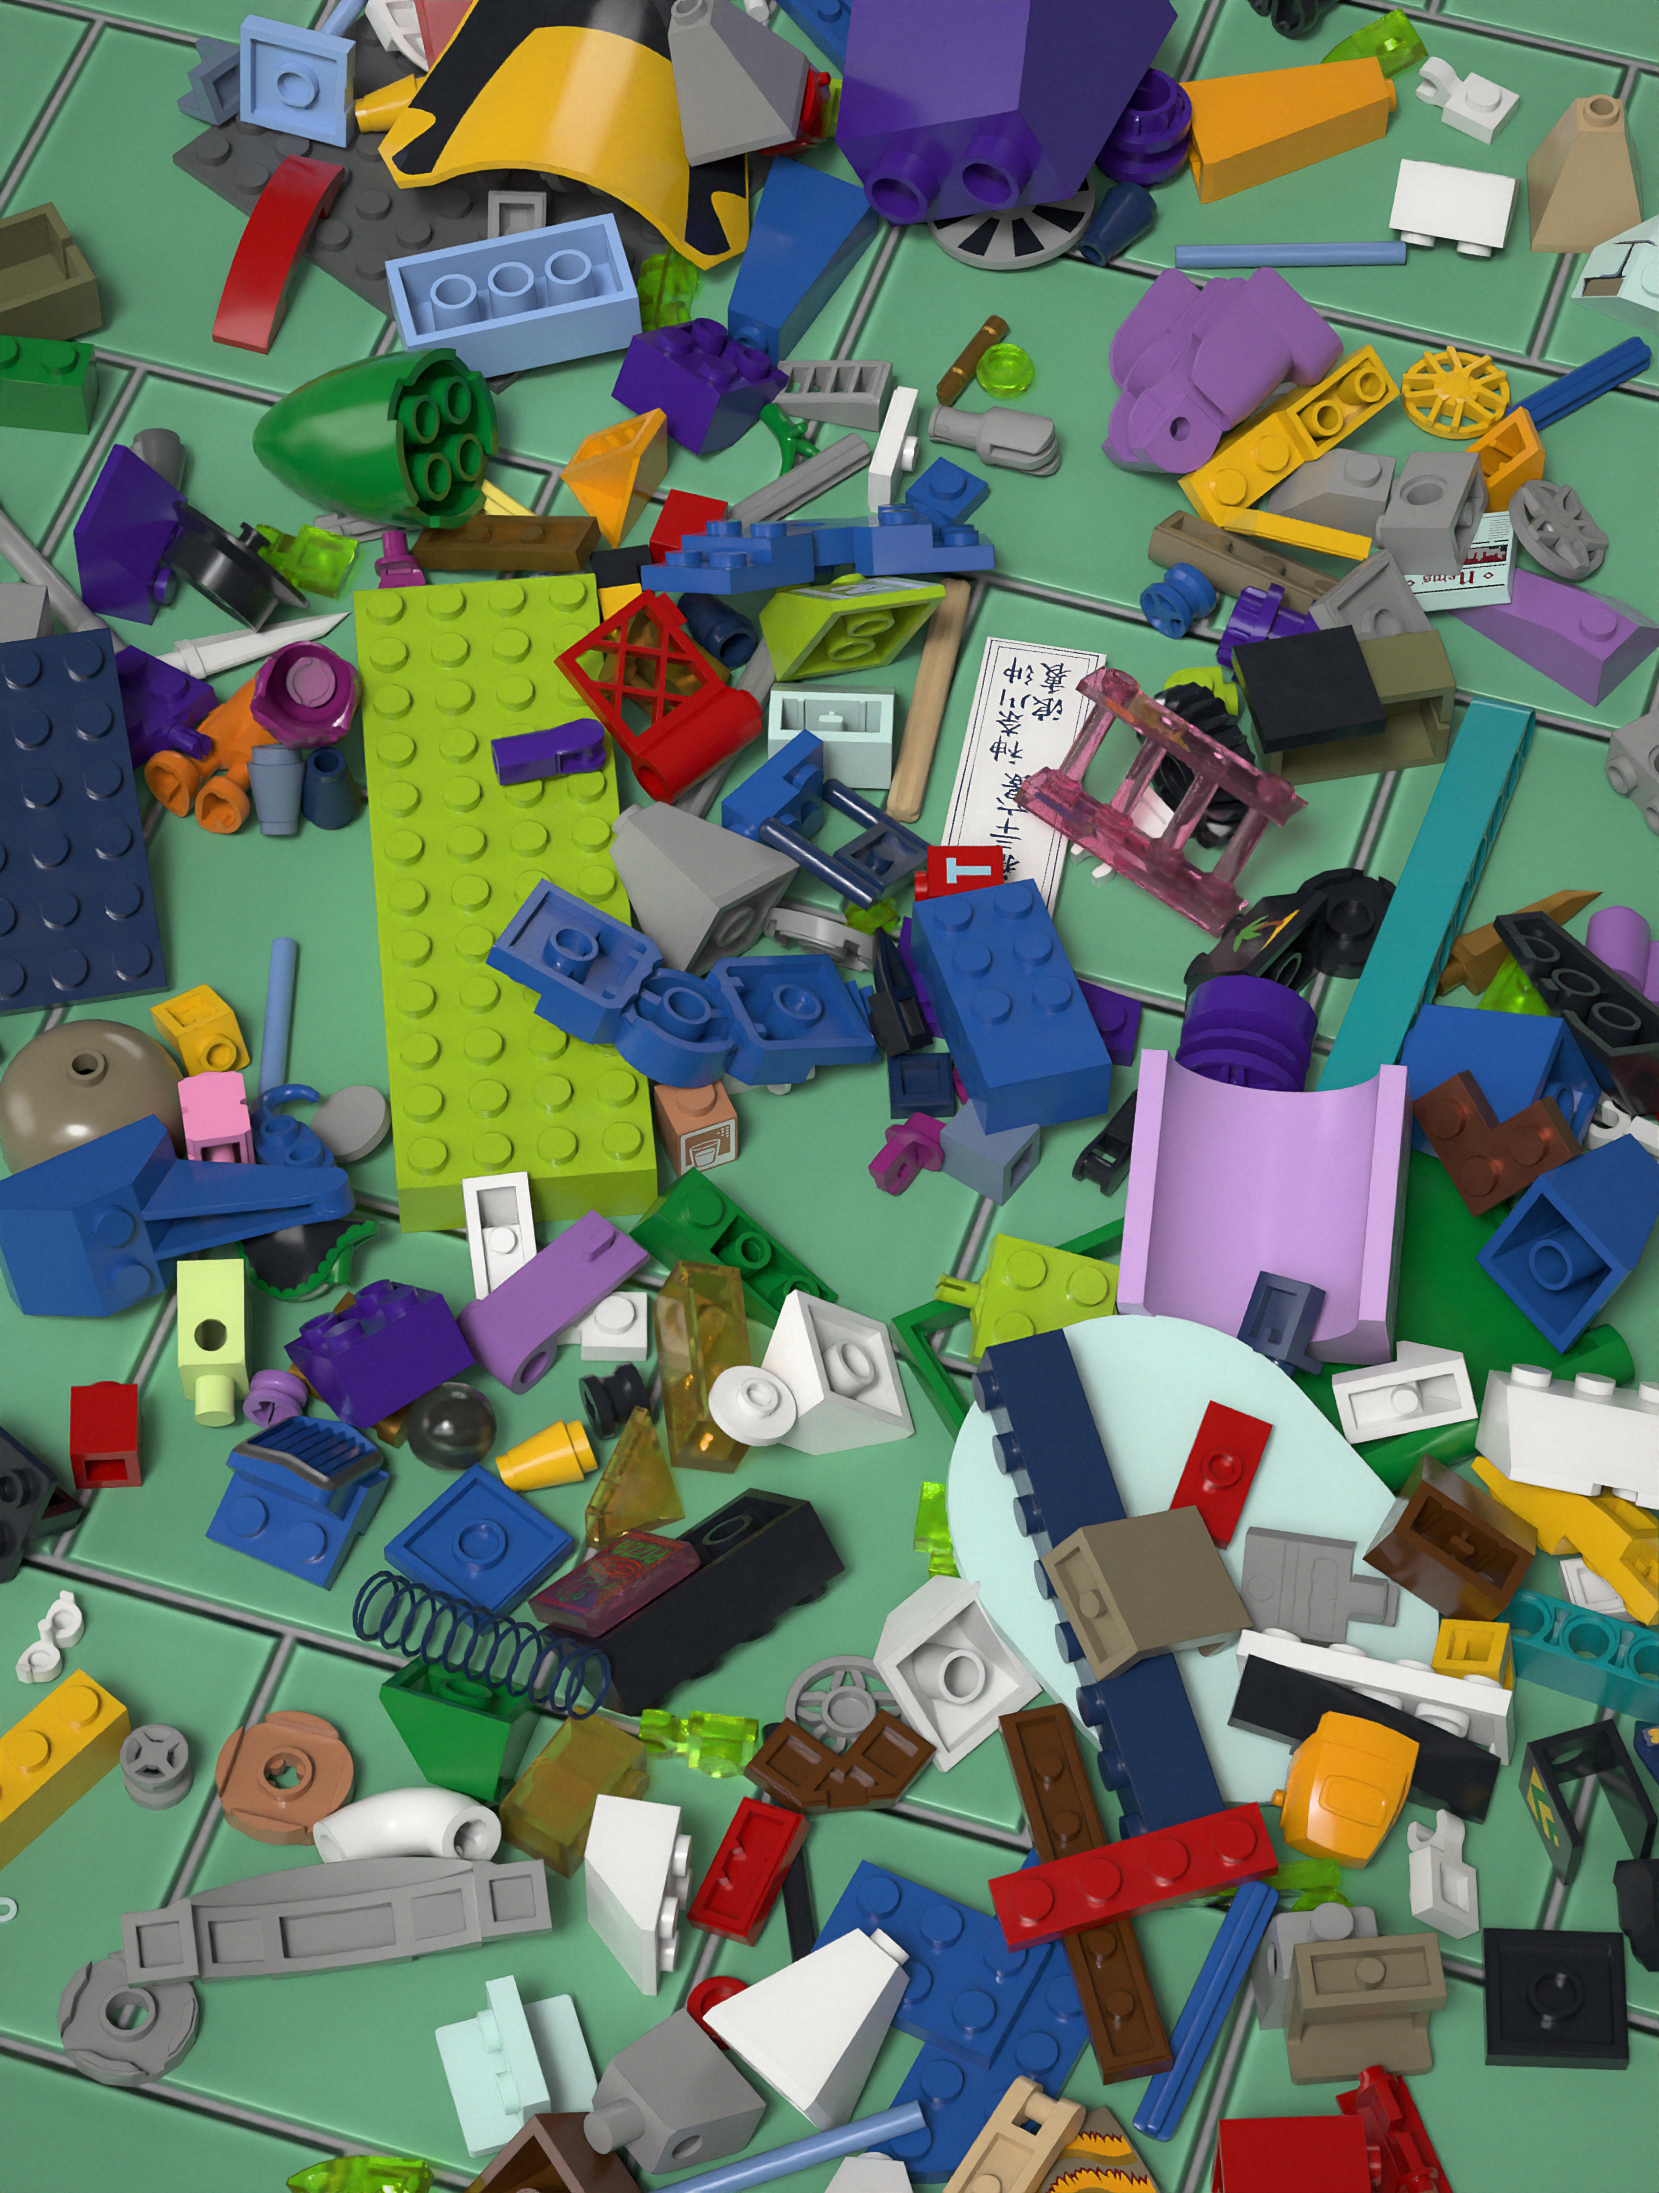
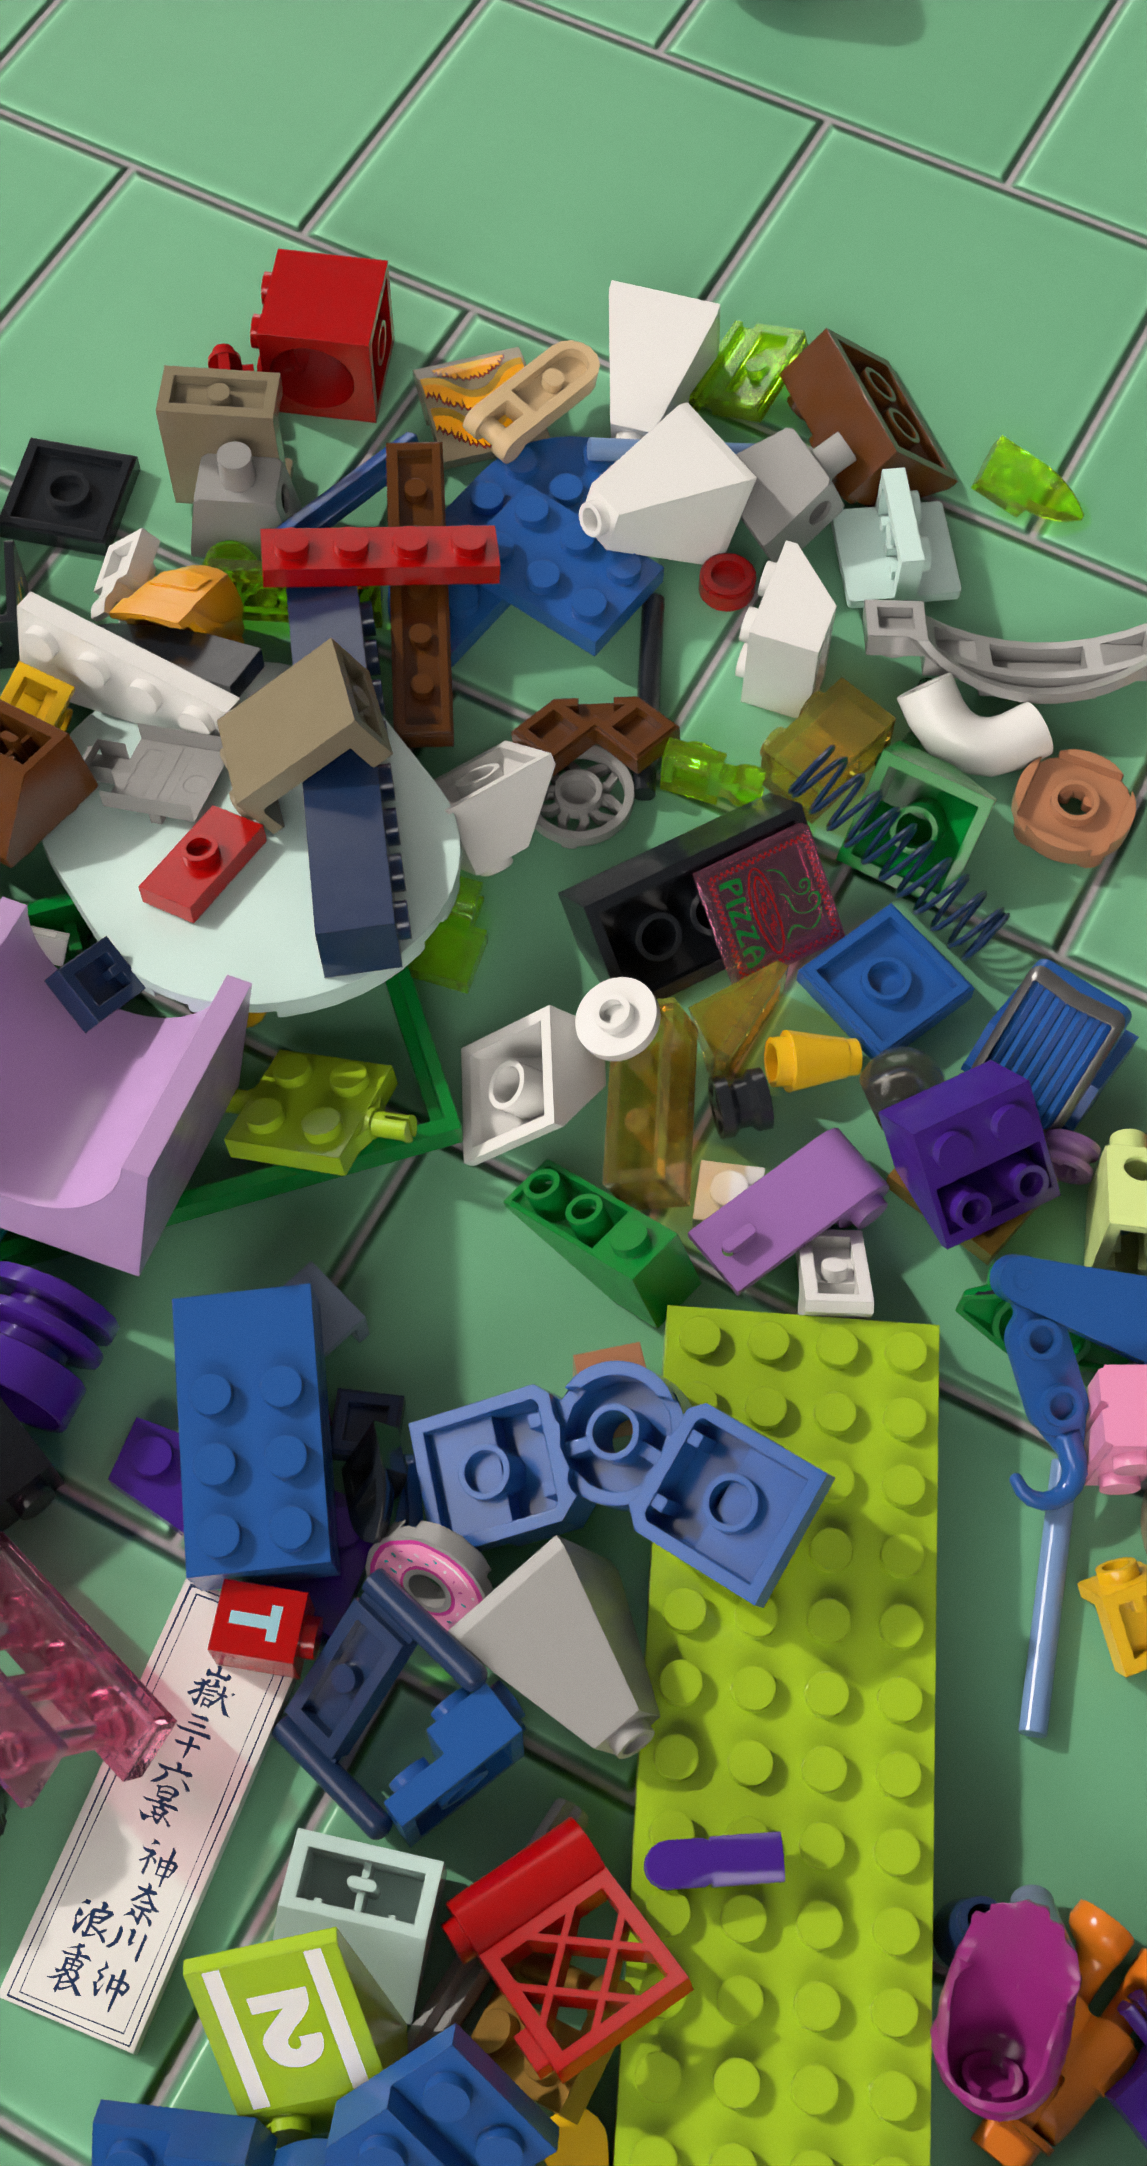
camera: 170 degrees left, 10 degrees up
(352, 1122) = (975, 1467): light grey piece -> none
(748, 1871) = (688, 669): red plate -> none
(906, 1151) = (387, 1343): magenta piece -> none
(928, 702) = (246, 1925): tan axle -> none
(1114, 1141) = (153, 1335): black bar -> none

